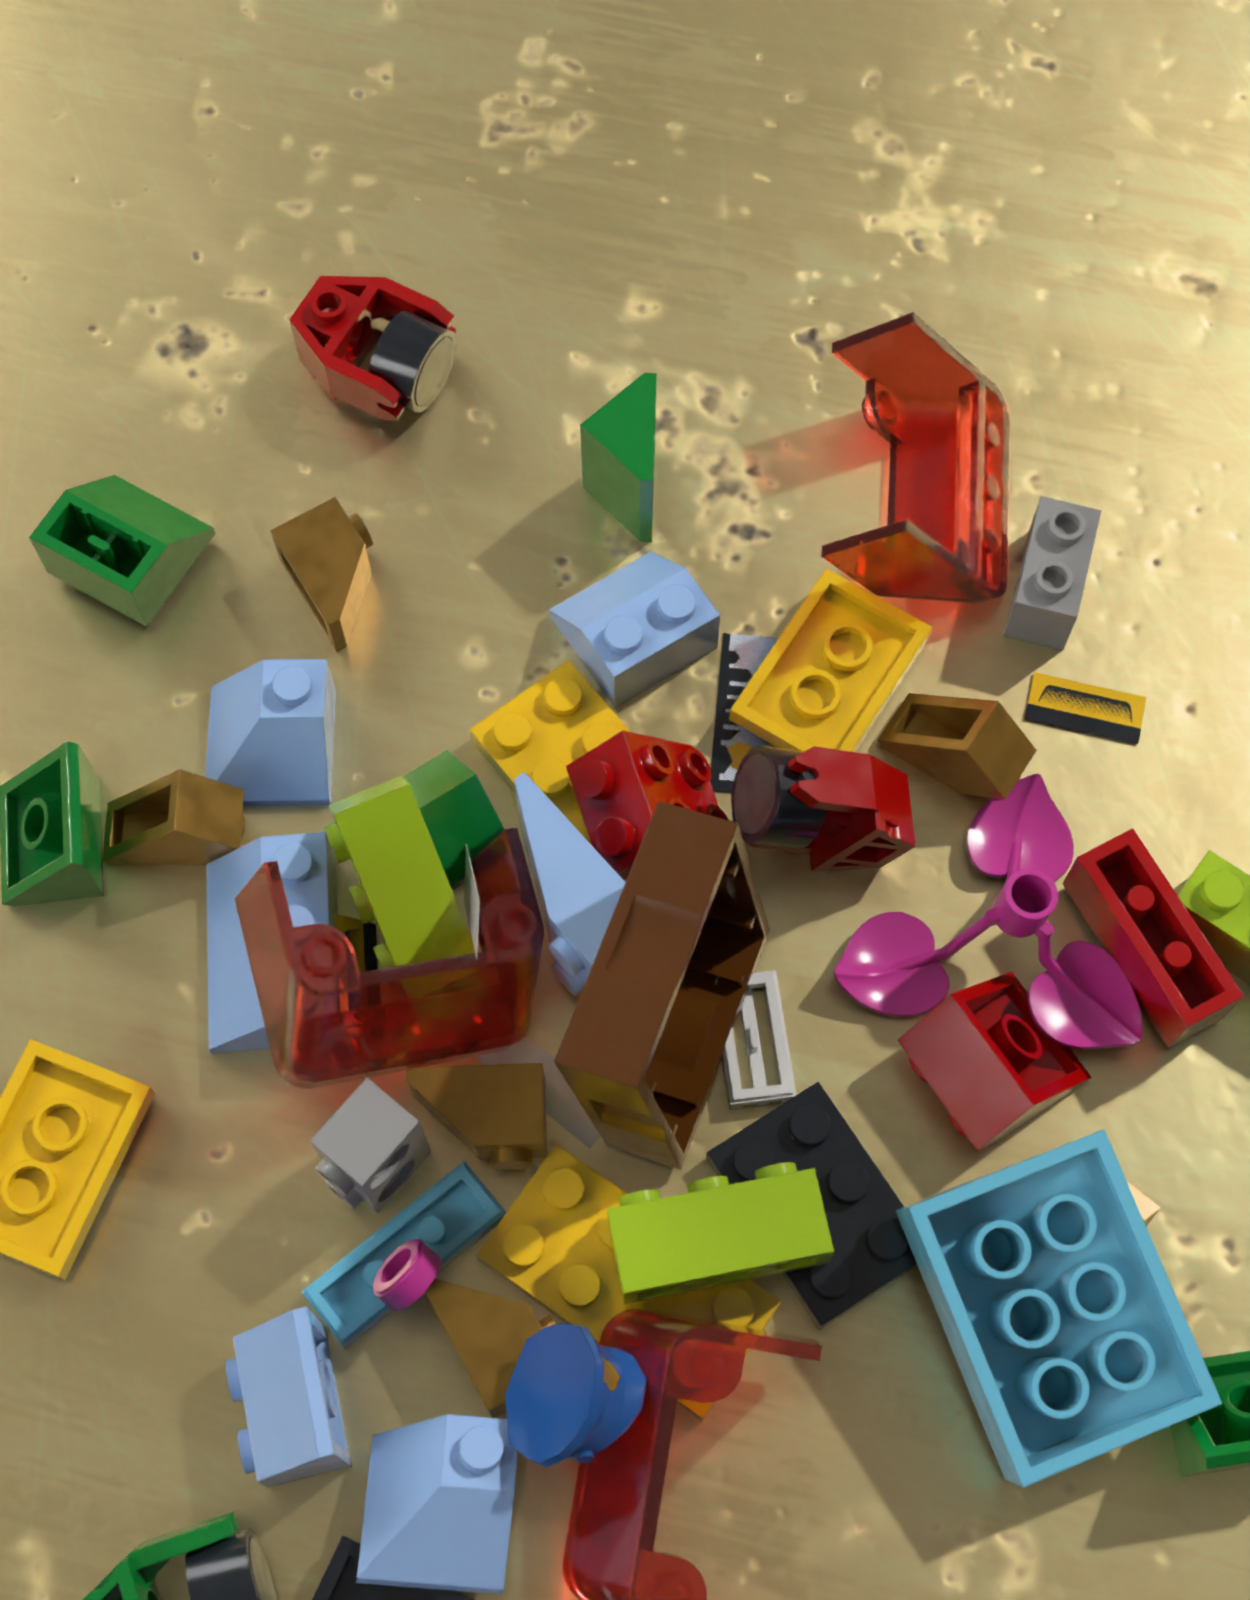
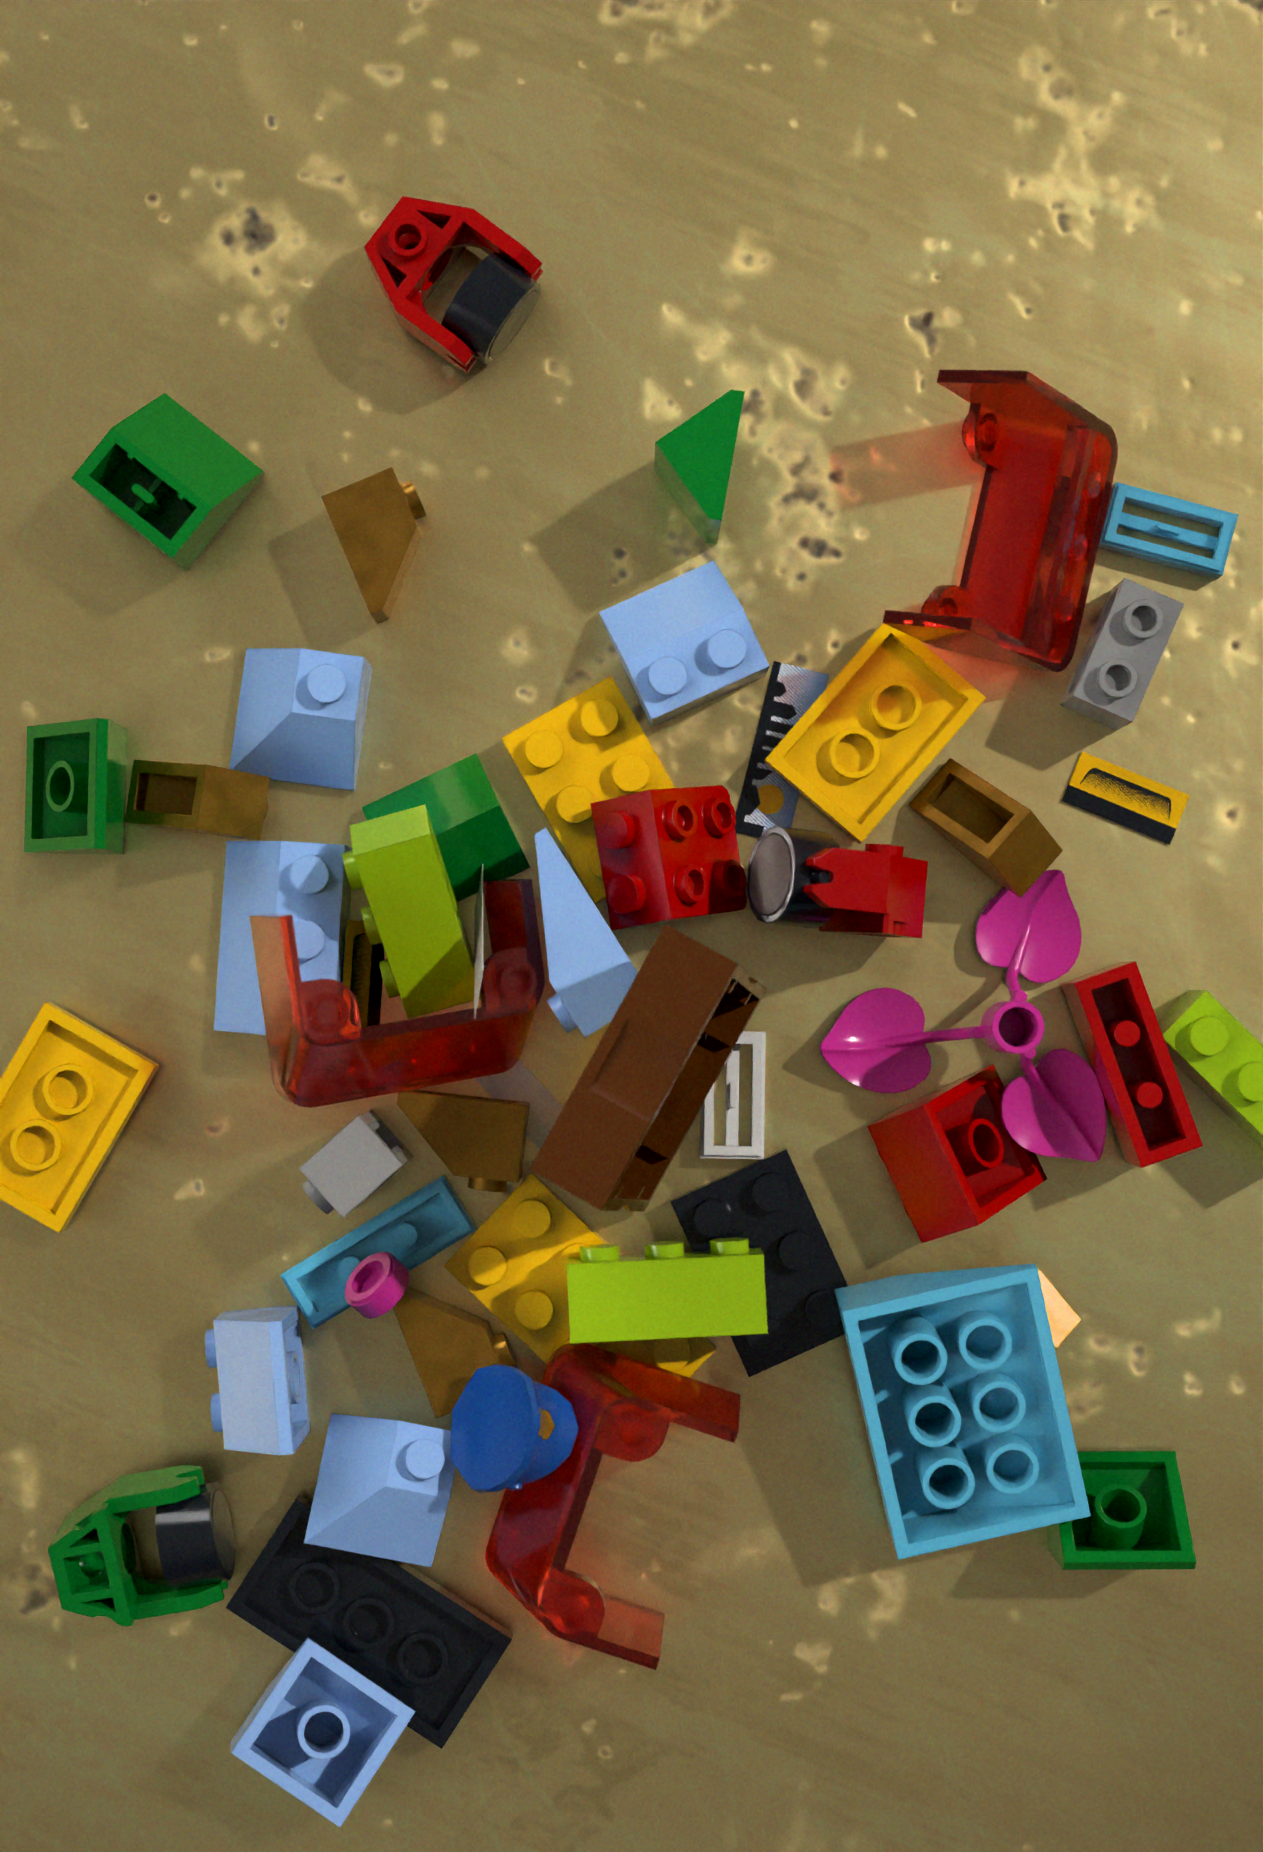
camera: 10 degrees right, 20 degrees up
(1070, 480) = (1160, 554): none -> medium azure tile

